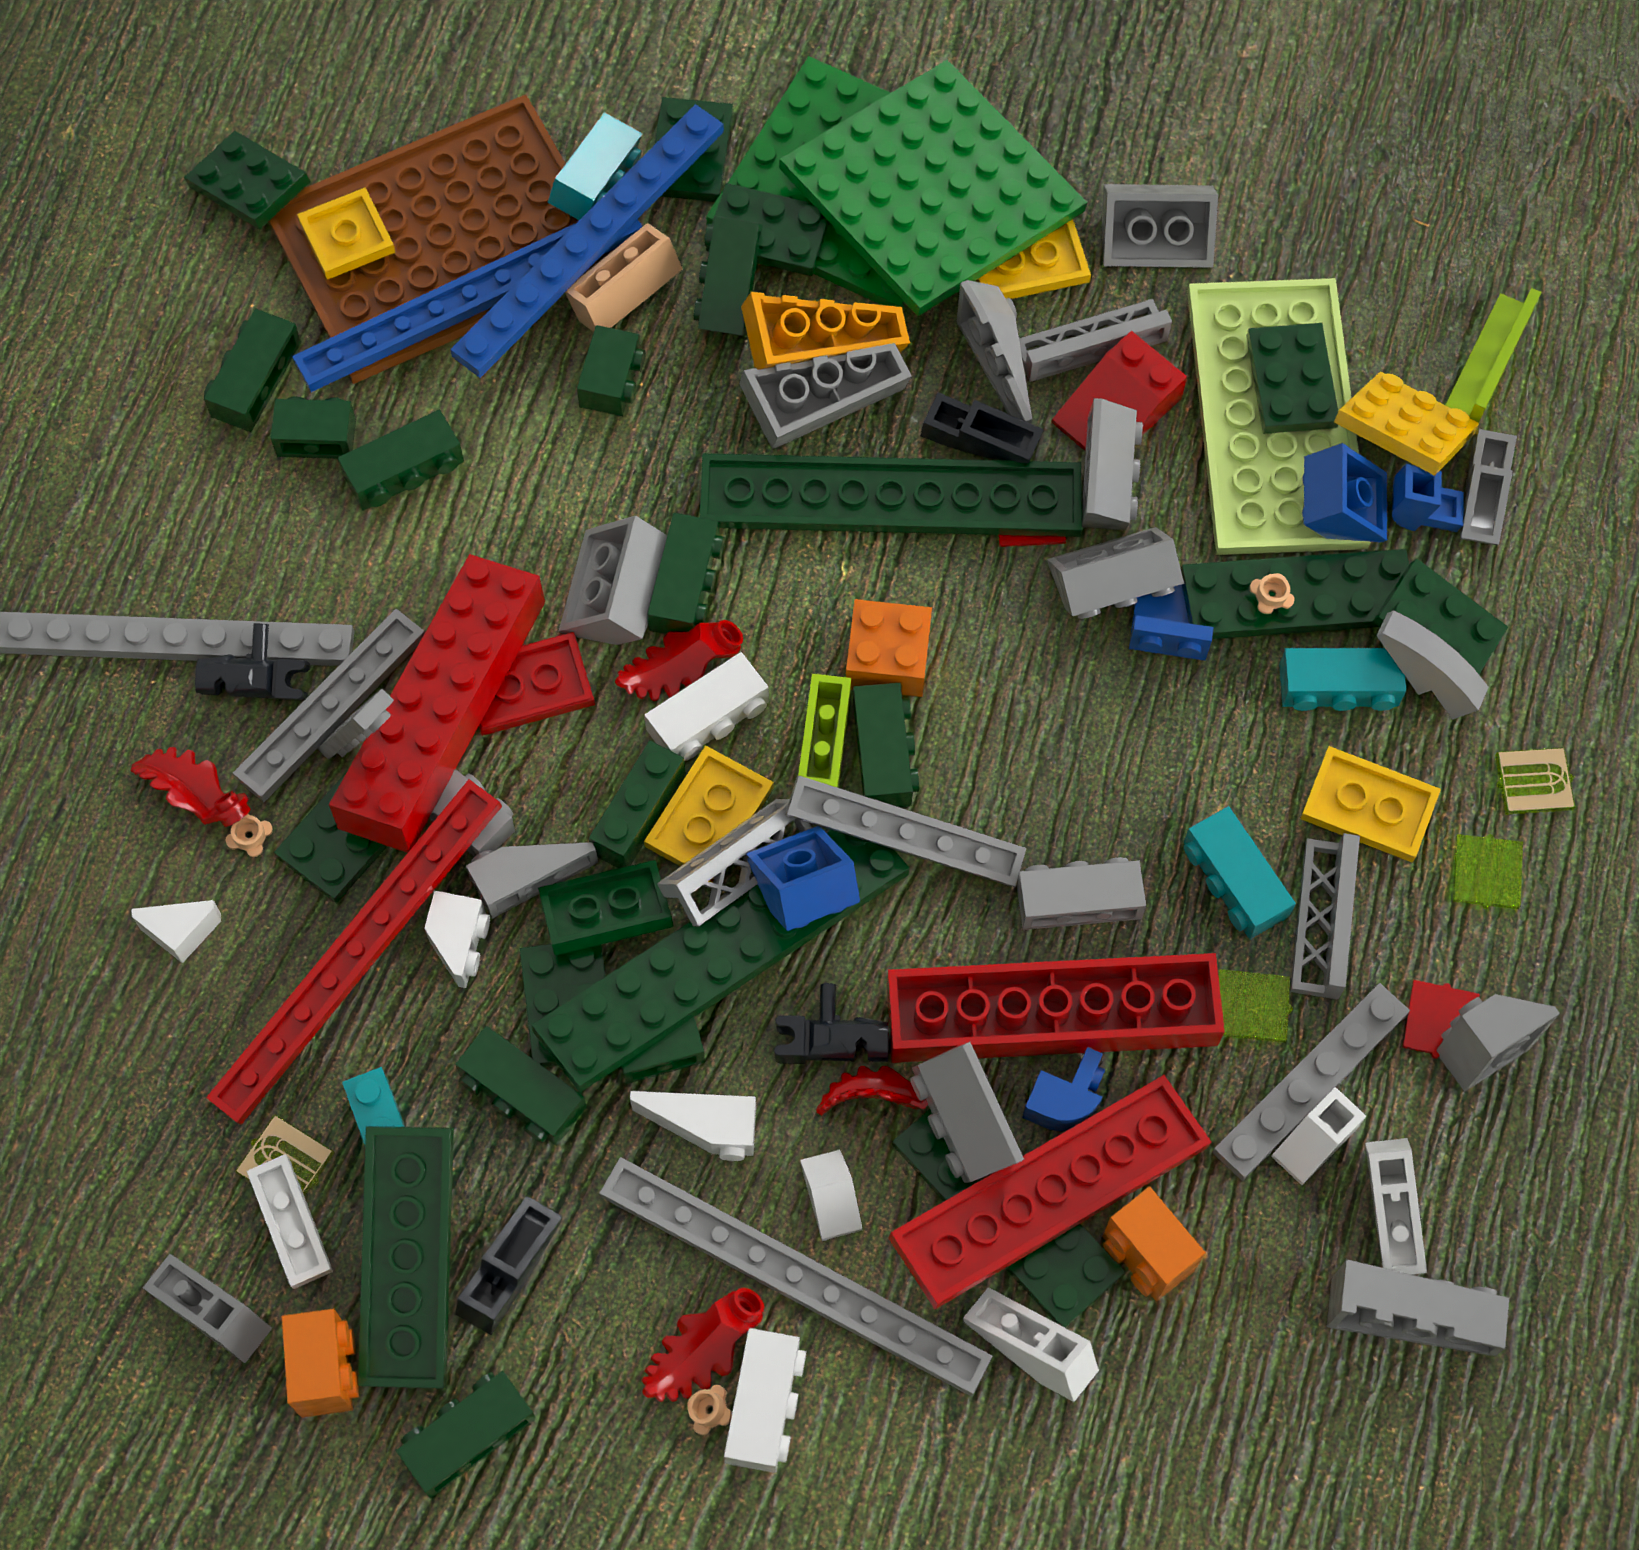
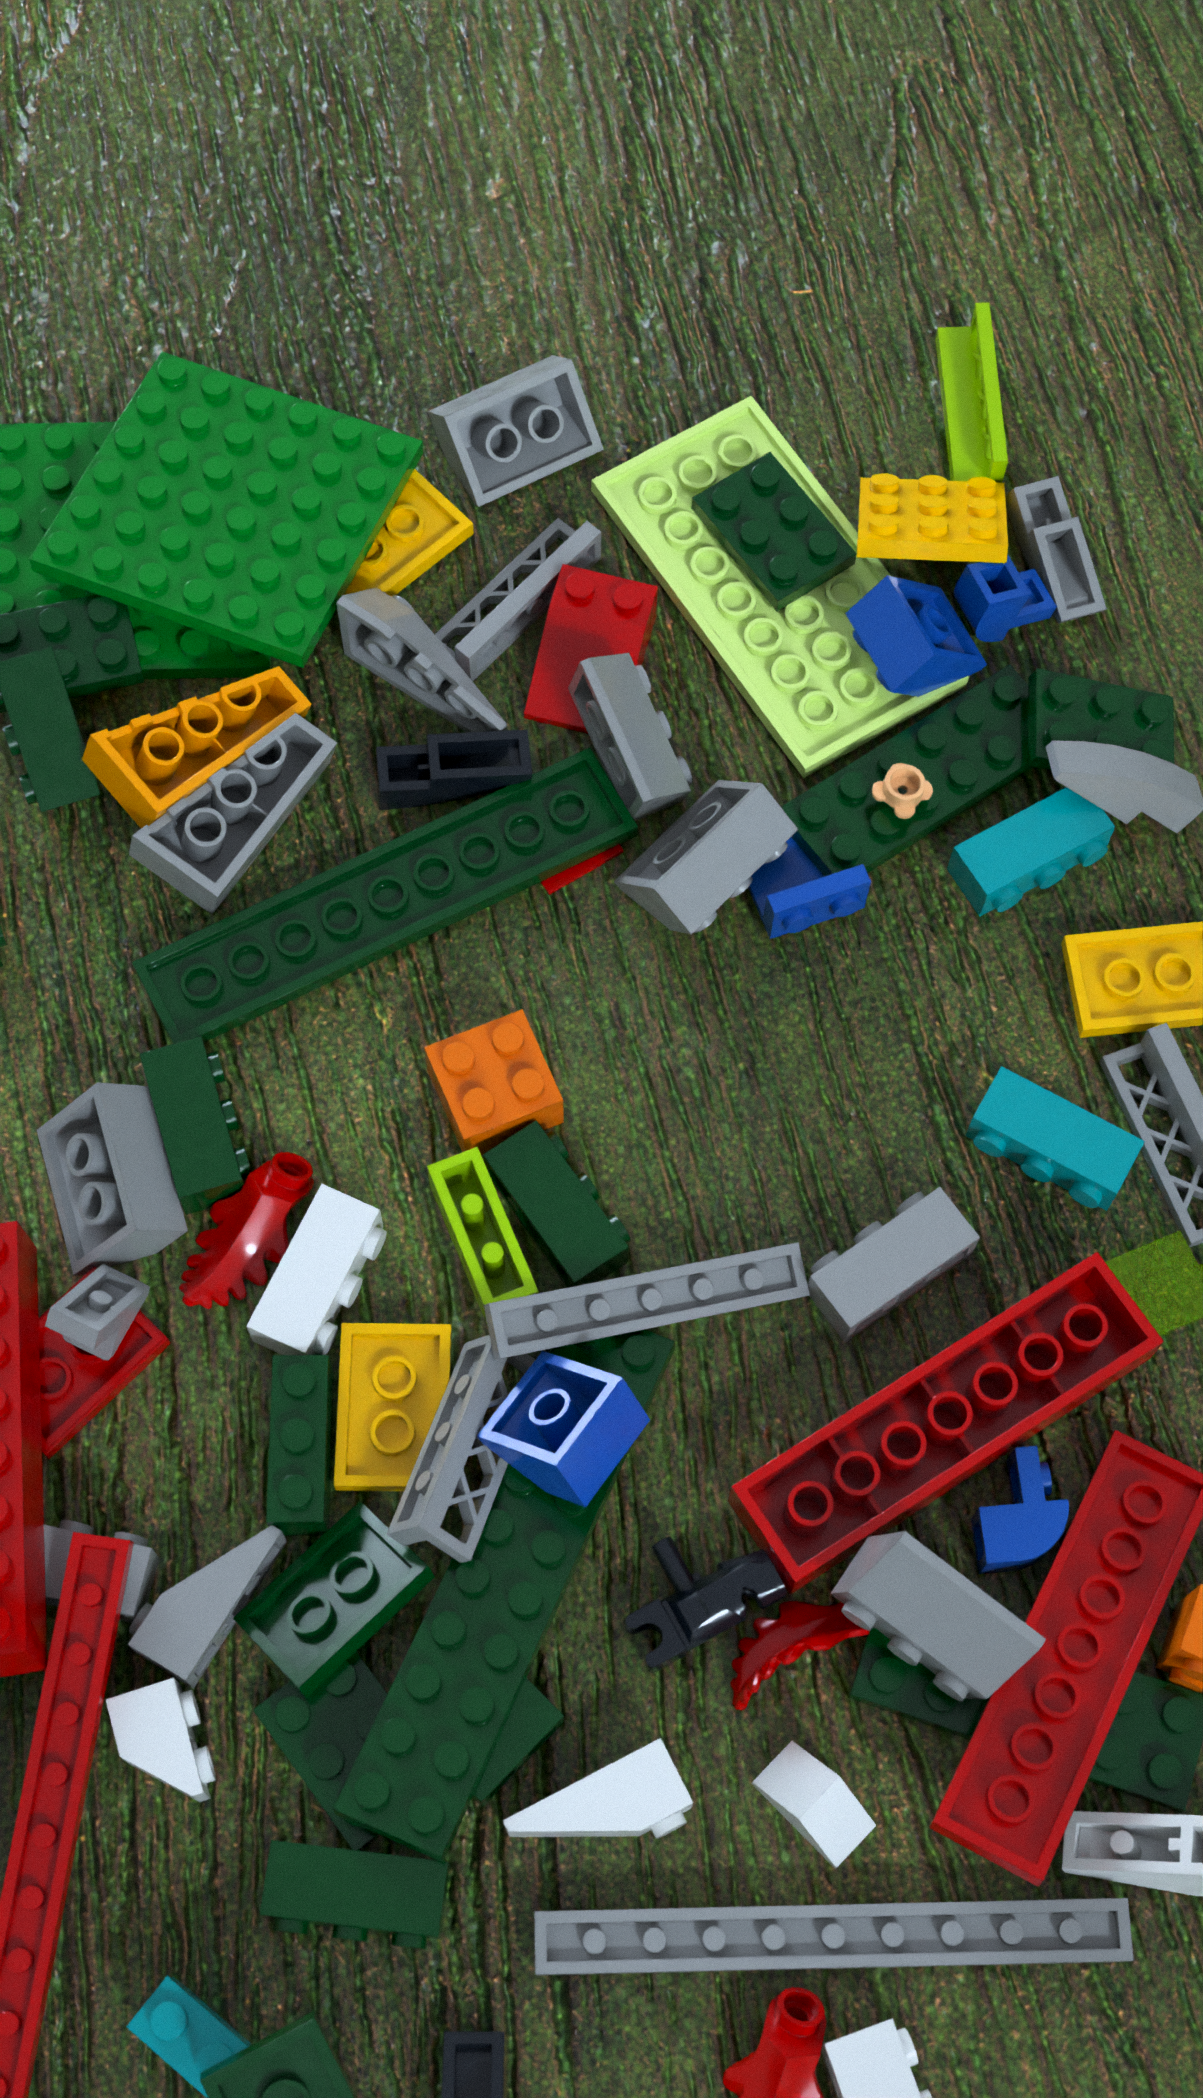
camera: 30 degrees left, 0 degrees up
(559, 658) = (98, 1311): none -> light grey slope

